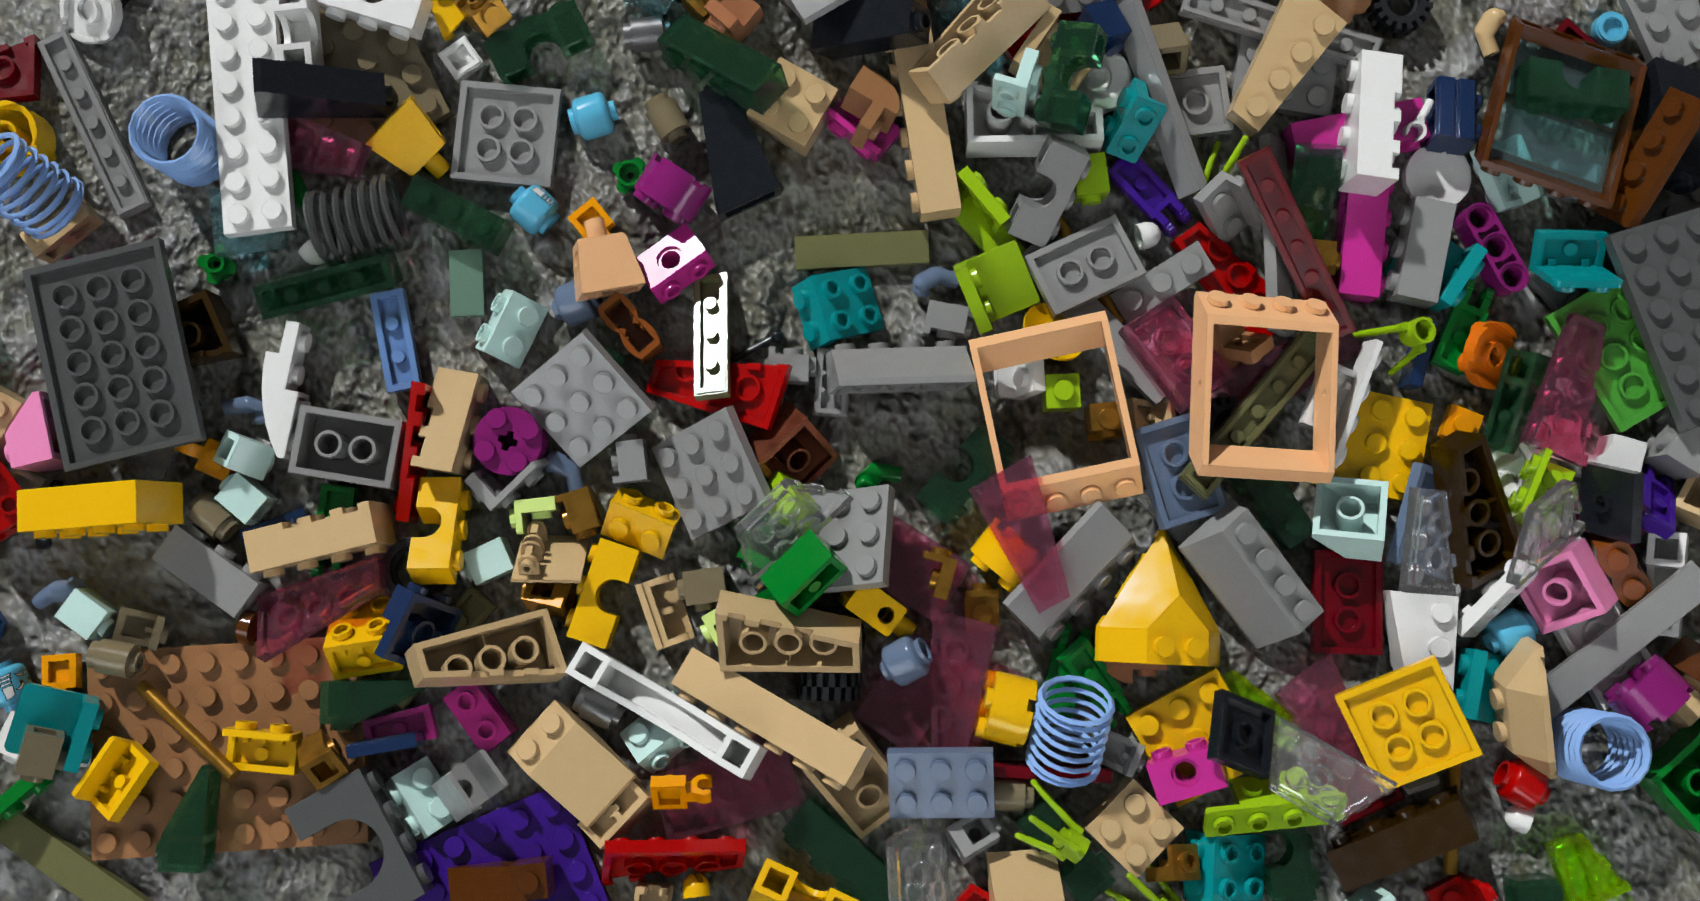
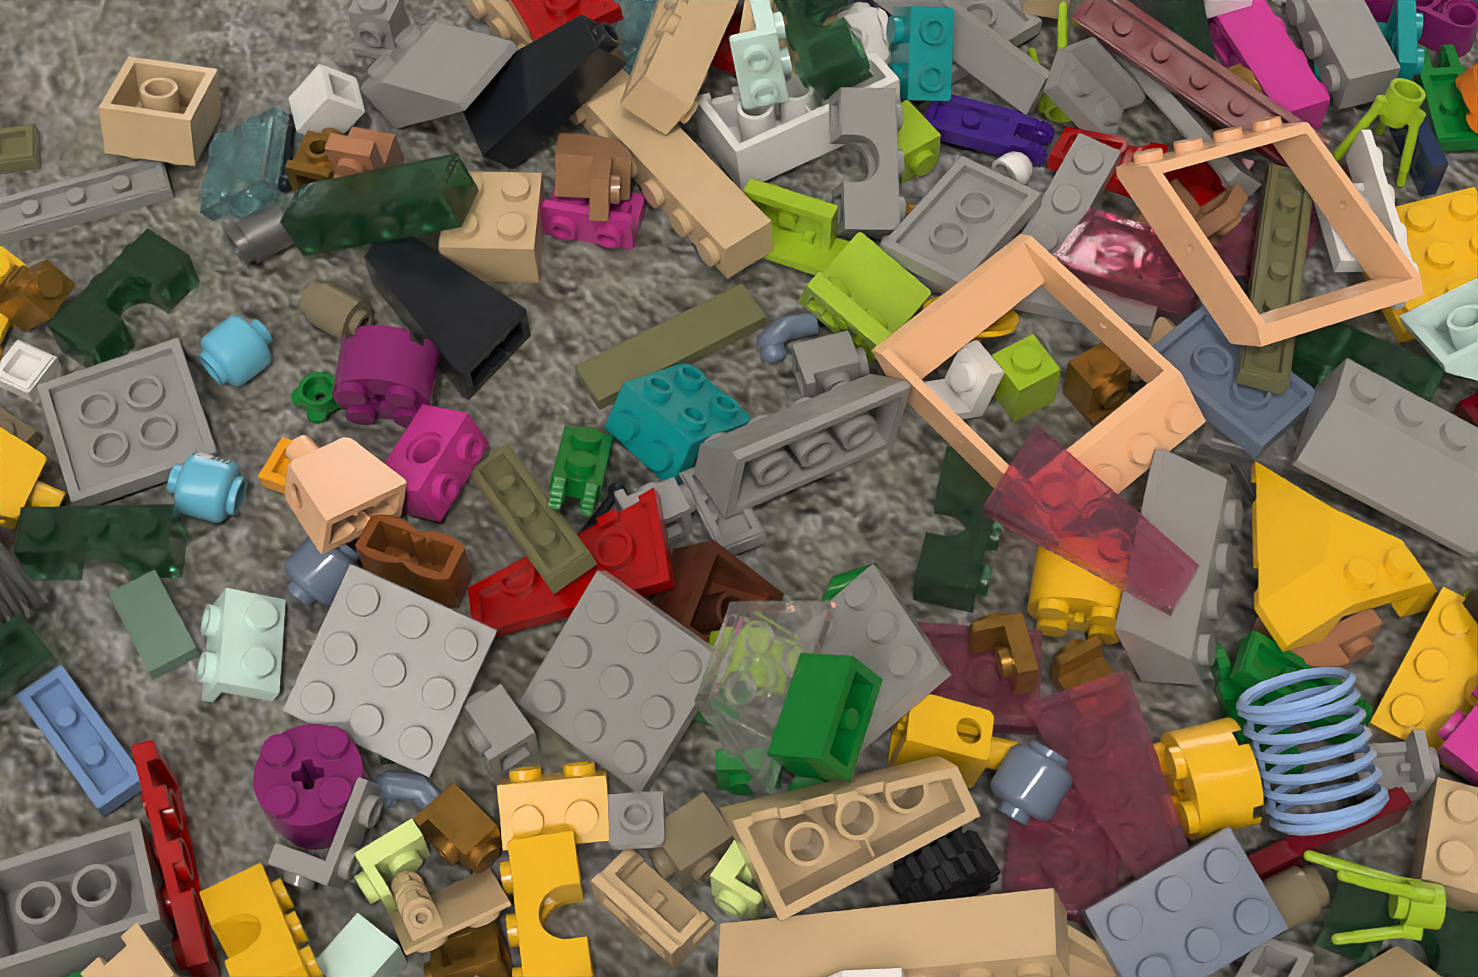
camera: 25 degrees left, 25 degrees down
(452, 422) = (213, 800): tan wedge -> none
(677, 562) = (636, 820): none -> light grey bracket
(758, 317) = (580, 467): none -> green hinge

